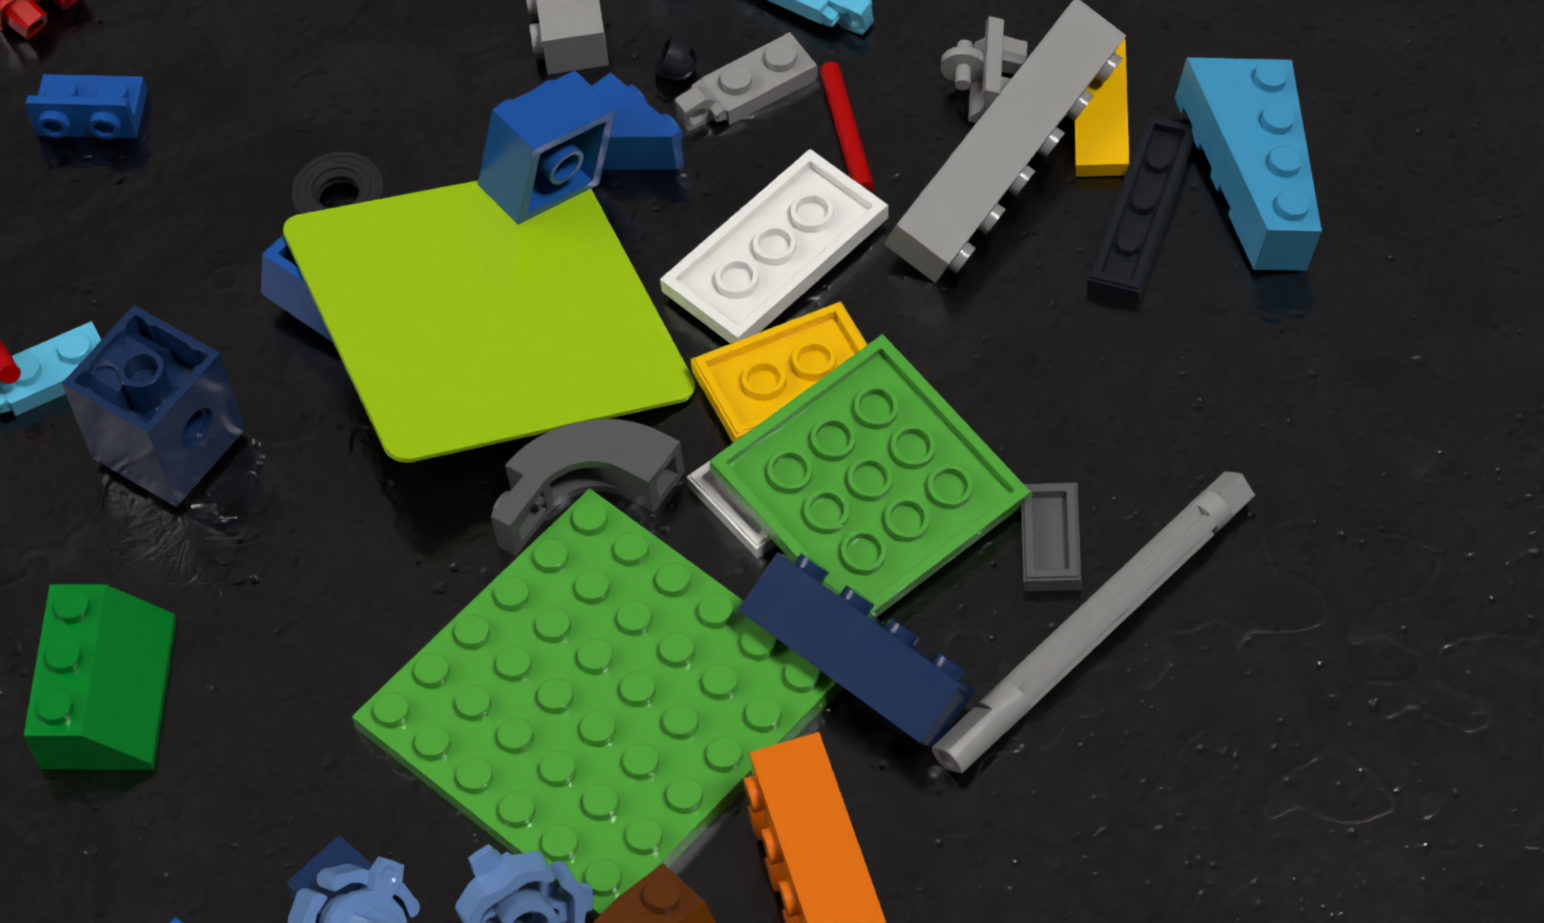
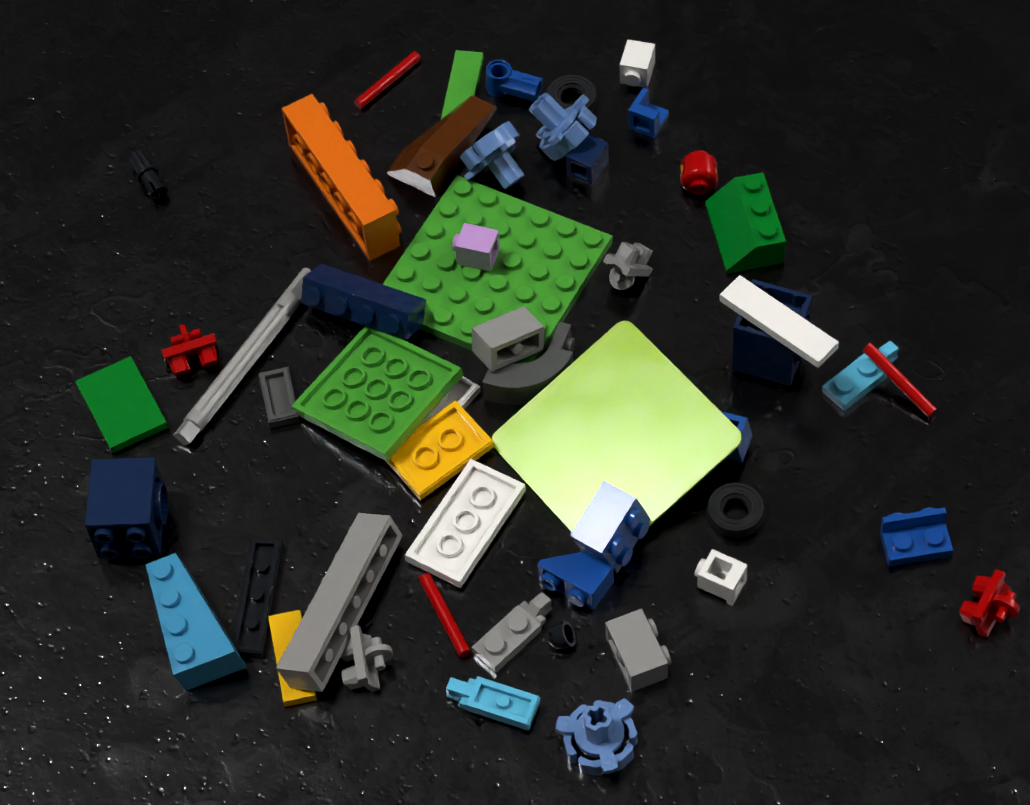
camera: 165 degrees right, 0 degrees up
(137, 812) = (699, 172): none -> red head
(142, 335) = (779, 321): none -> white tile
(347, 623) = (629, 262): none -> light grey hips
(409, 96) = (721, 576): none -> white brick
(611, 489) = (507, 338): none -> light grey brick
(613, 699) = (476, 246): none -> lavender brick
(1203, 640) = (188, 346): none -> red hips
(1345, 340) = (126, 507): none -> dark blue brick
(1346, 579) = (121, 404): none -> green tile

